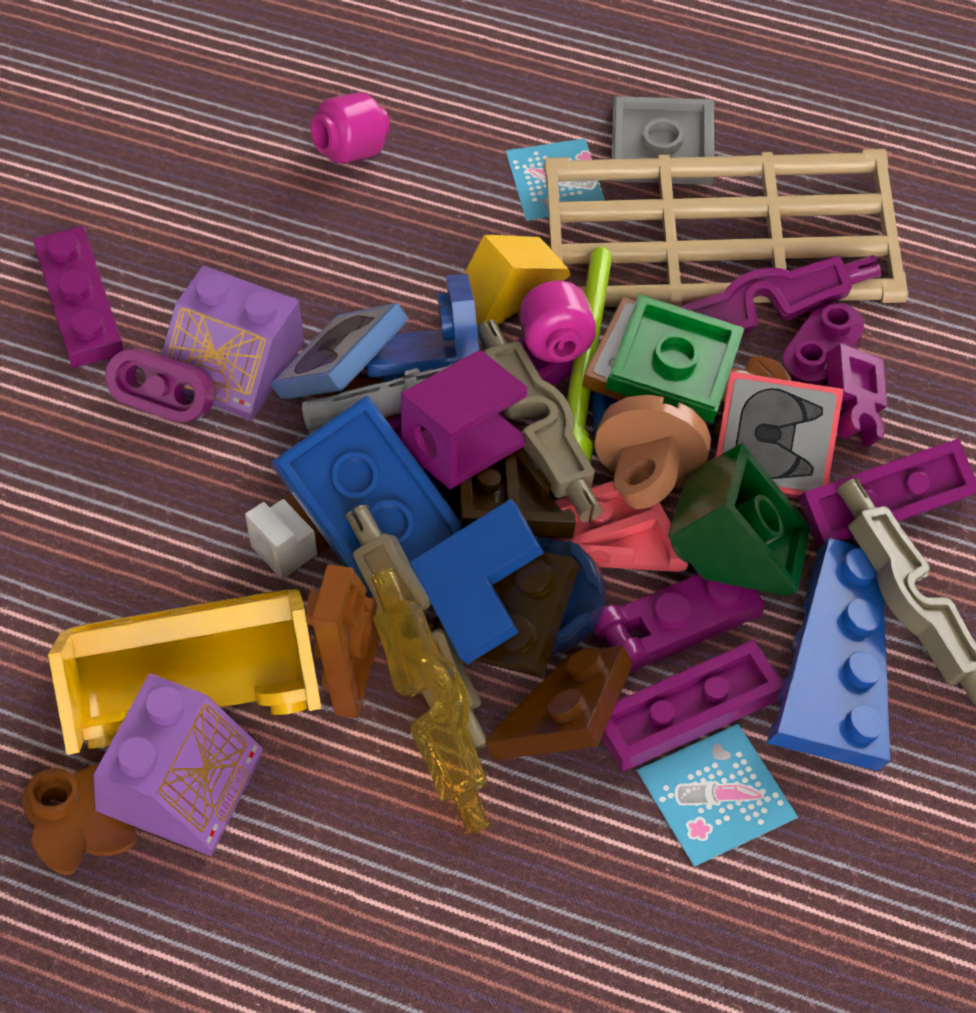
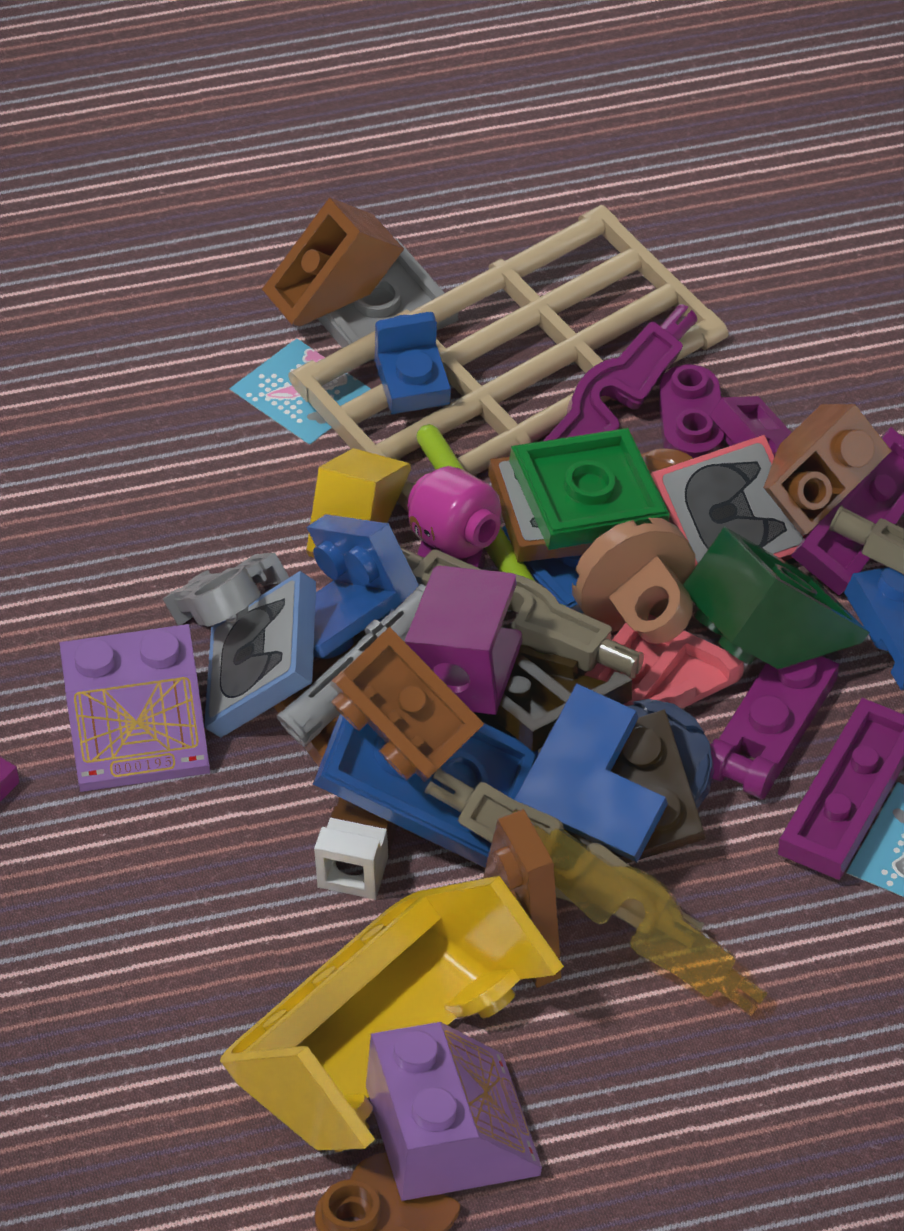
camera: 35 degrees left, 5 degrees down
(163, 385) = (100, 792): magenta plate -> none
(350, 127) = (66, 441): dark pink head -> none
(352, 291) = (225, 594): none -> light grey piece
(361, 443) = (404, 706): none -> dark orange bracket
(566, 707) = (750, 850): reddish brown wing -> none
(629, 194) = (410, 363): none -> blue bracket
(639, 91) = (332, 263): none -> dark orange slope
(866, 438) = (823, 463): none -> dark orange slope

